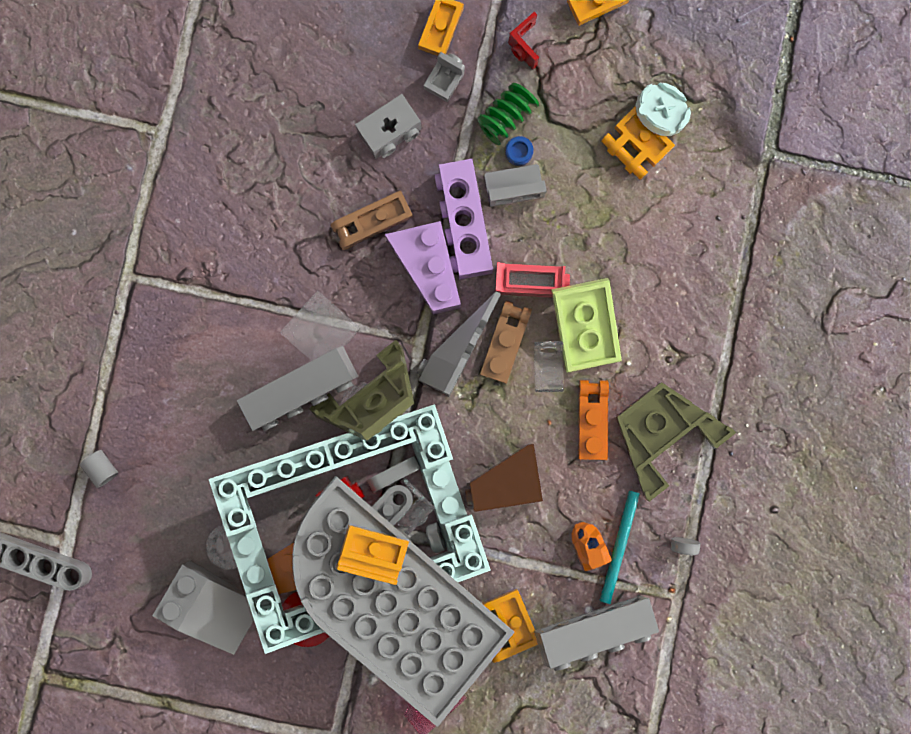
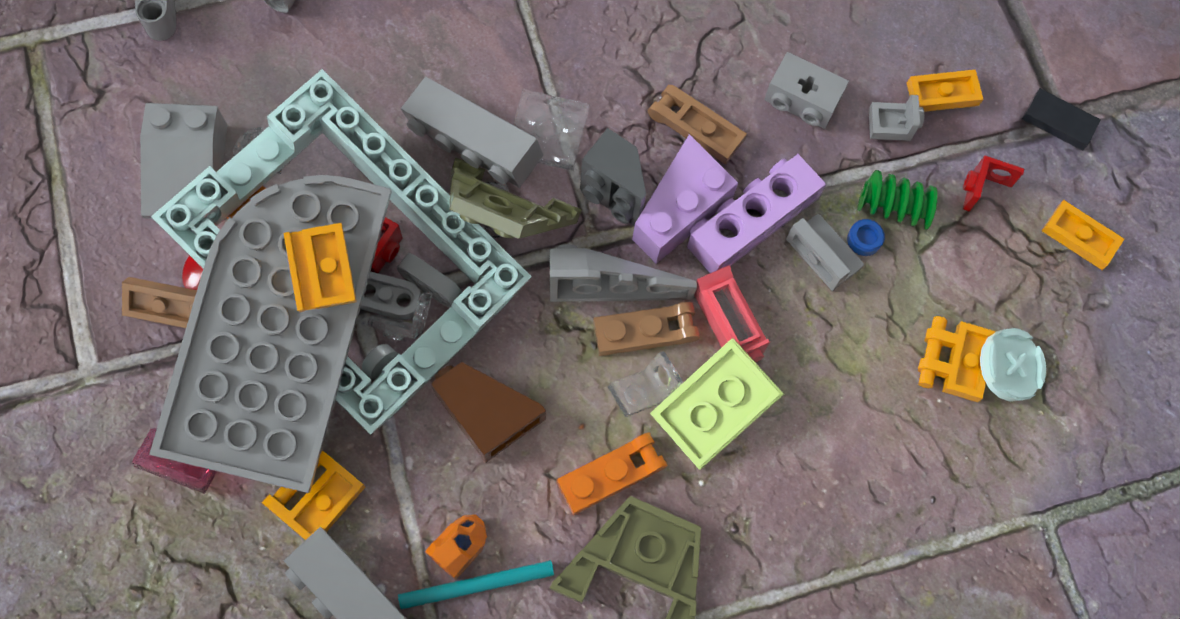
camera: 60 degrees right, 15 degrees down
(314, 667) = (157, 302): none -> medium nougat plate
(389, 303) = (614, 177): none -> dark grey slope

